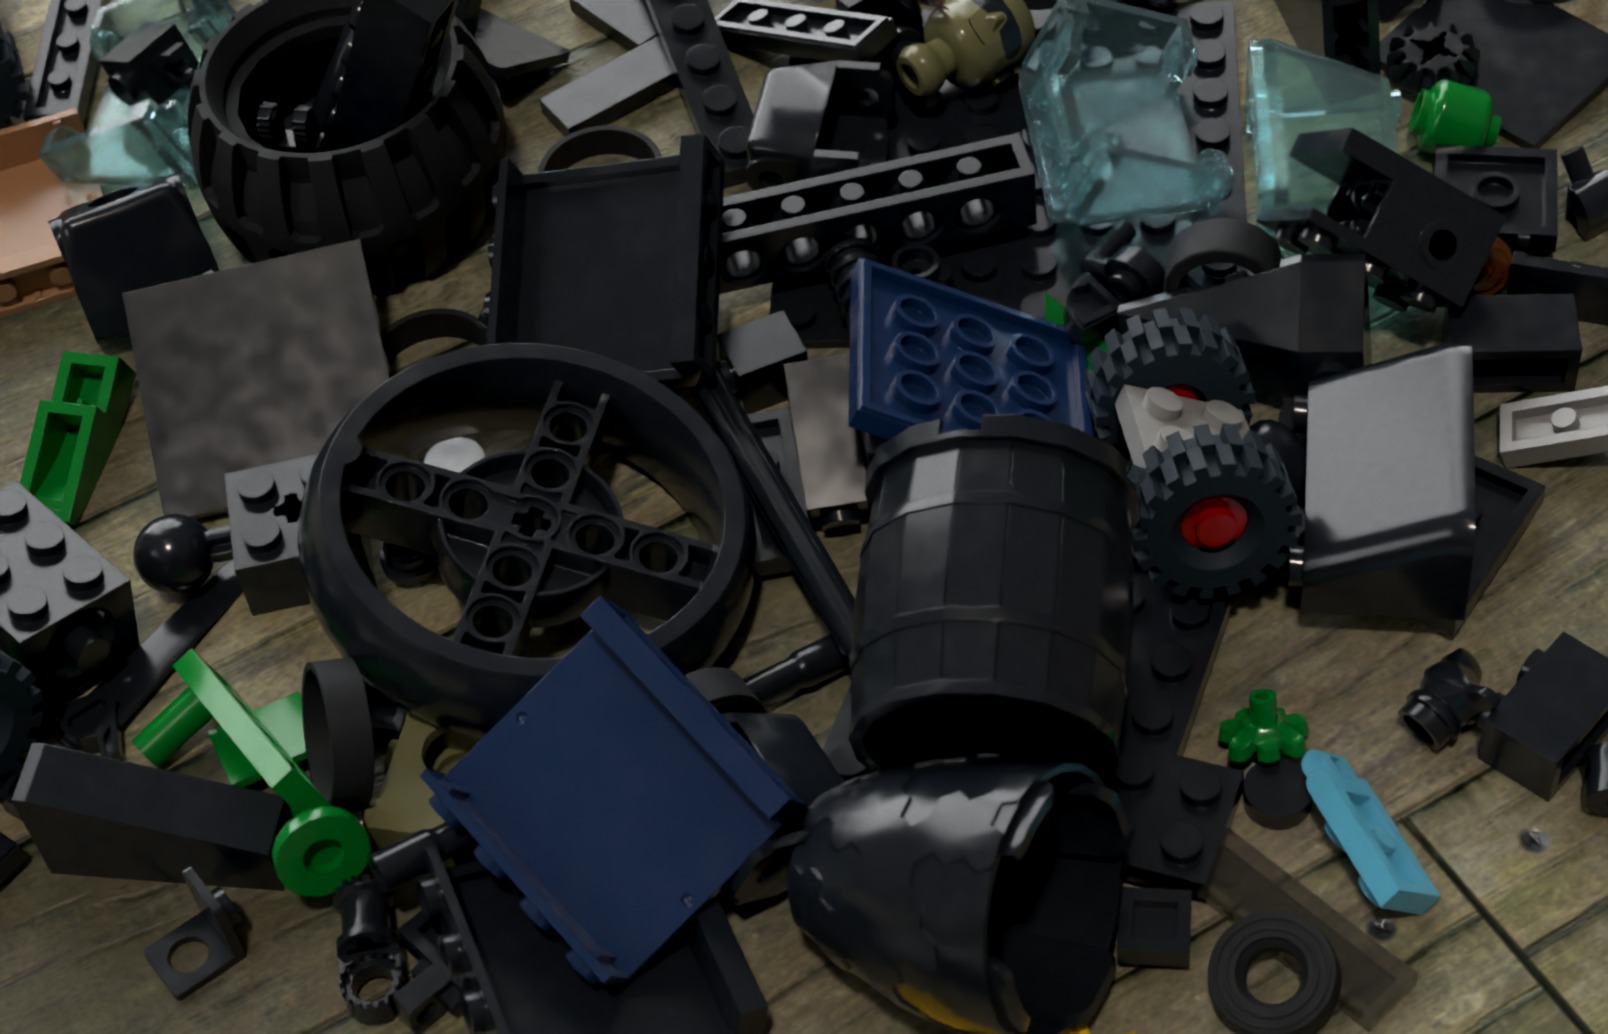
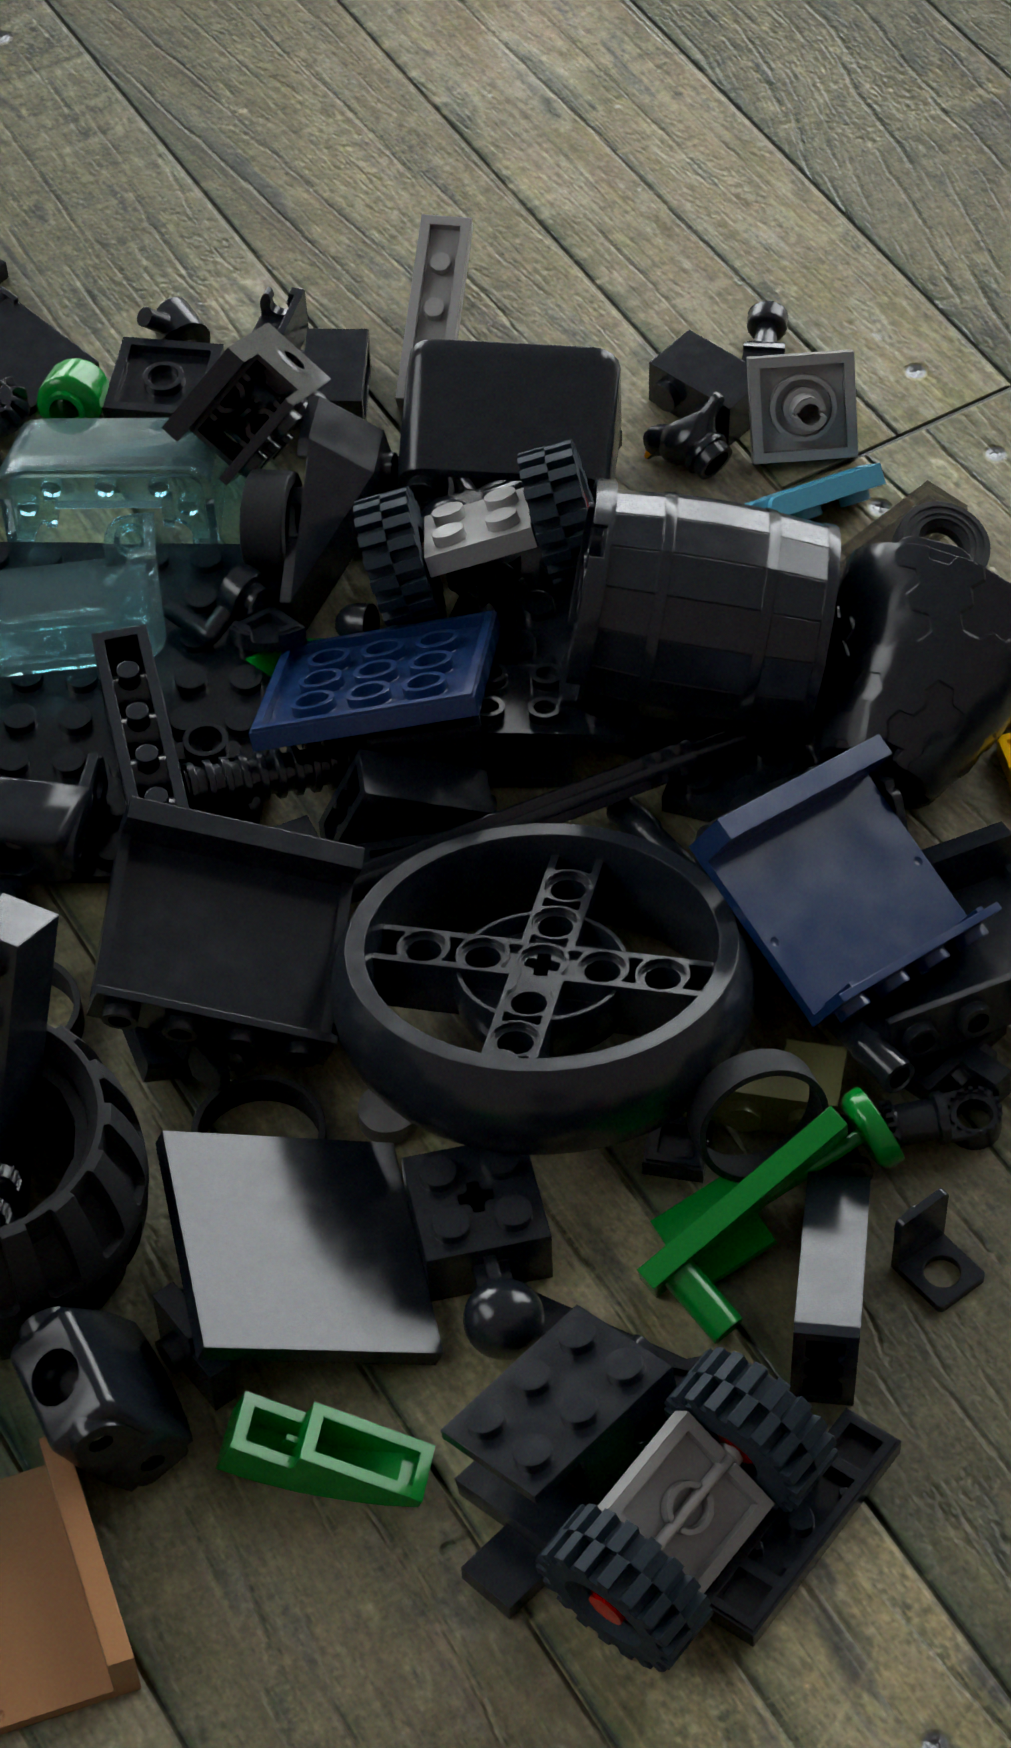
camera: 95 degrees left, 0 degrees up
(1504, 804) = (802, 406): none -> light grey plate

